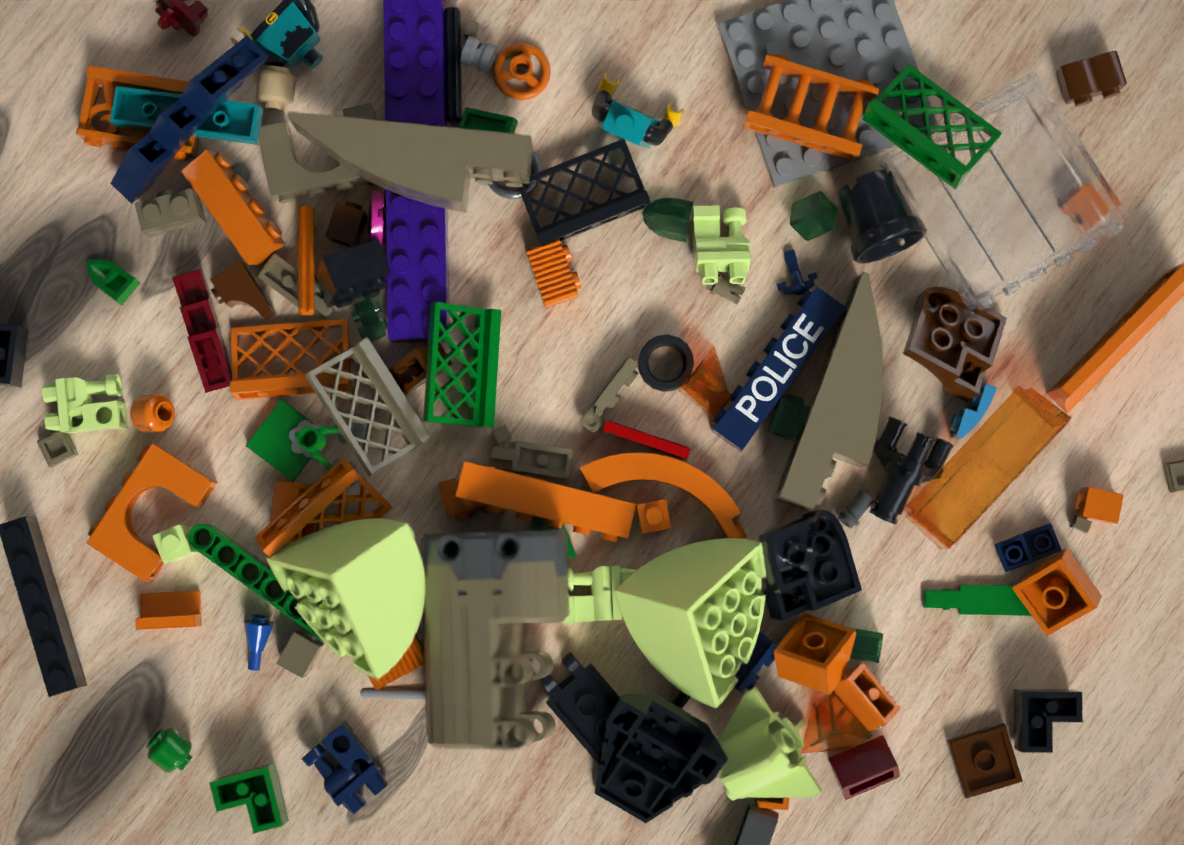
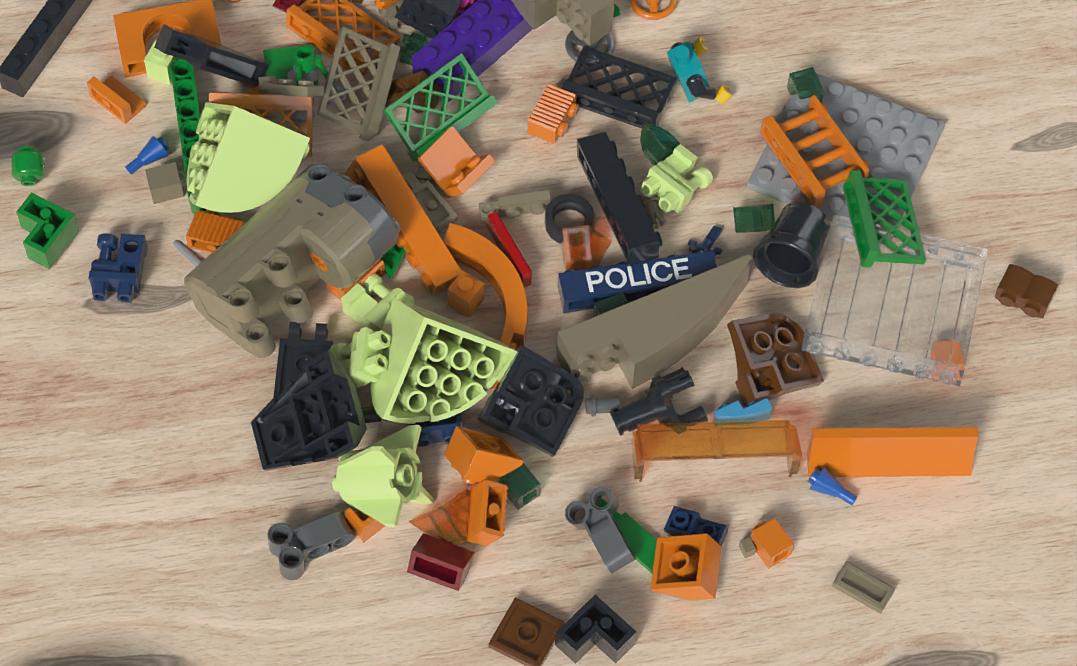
camera: 40 degrees right, 25 degrees down
(217, 506) = (210, 56): none -> black slope
(325, 477) = (304, 88): none -> dark tan hinge
(526, 404) = (454, 163): none -> orange bracket
(642, 663) = (364, 356): none -> yellowish green hips
(692, 309) = (618, 198): none -> black brick
(746, 48) = (805, 84): none -> clear green panel
(963, 621) = (603, 528): none -> dark grey piece
(1089, 411) = (825, 483): none -> blue cone

